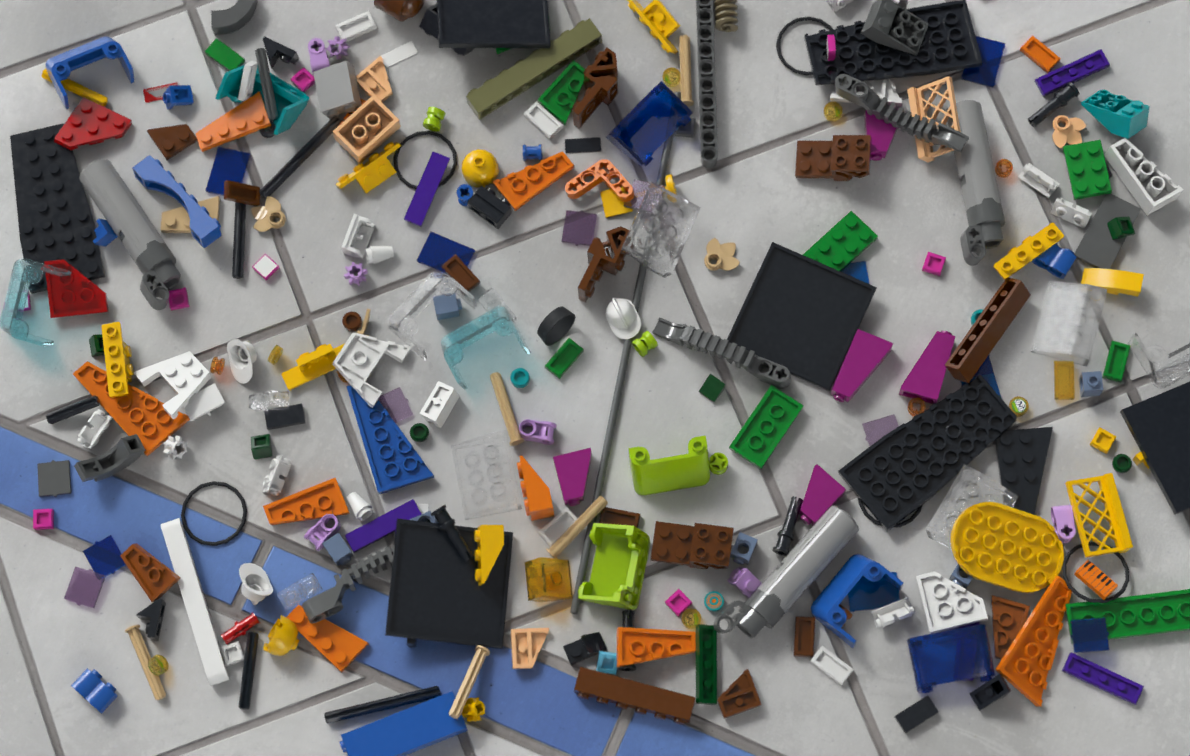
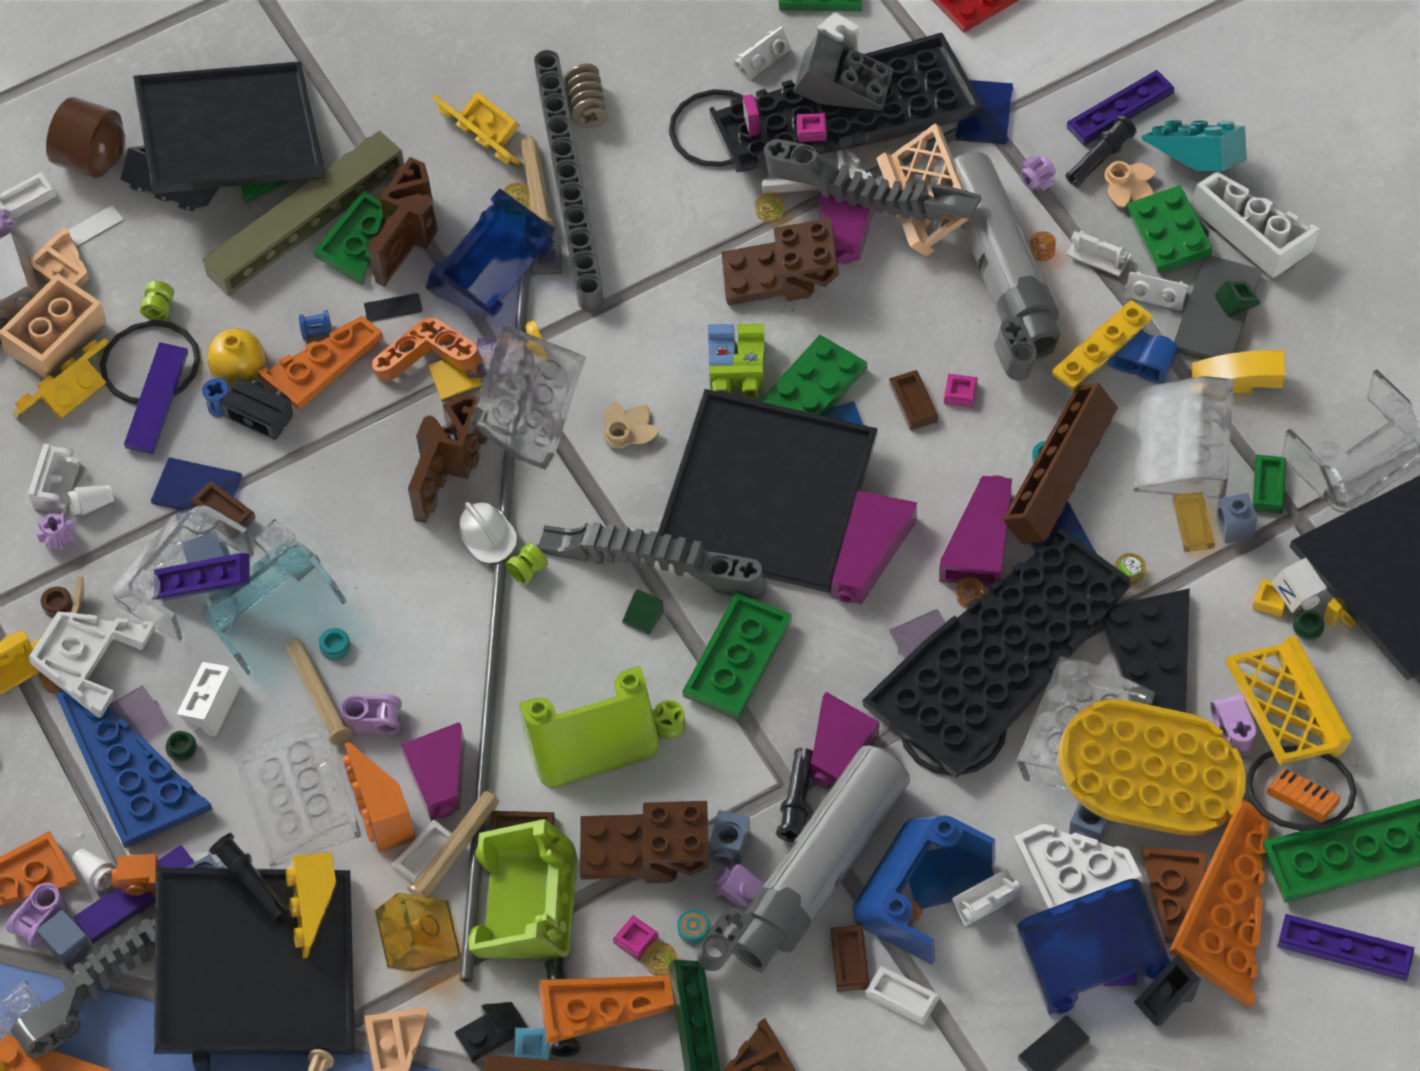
camera: 10 degrees left, 15 degrees down
(385, 516) = (135, 873): none -> orange brick
(445, 325) = (203, 576): none -> dark purple tile
(543, 120) = (327, 281): white tile -> none
(556, 325) = (392, 562): black tyre -> none
(564, 358) = (401, 605): green tile -> none
(579, 227) = (400, 419): clear purple piece -> none
(795, 228) = (740, 370): none -> lime hips
(868, 62) = (811, 127): none -> dark pink tile
(903, 266) = (913, 400): none -> reddish brown tile
(1009, 116) = (1037, 173): none -> lavender gear
(1040, 54) = (1067, 90): orange tile -> none
(1089, 635) = (1310, 881): clear blue piece -> none
(1121, 439) = (1299, 586): none -> white brick

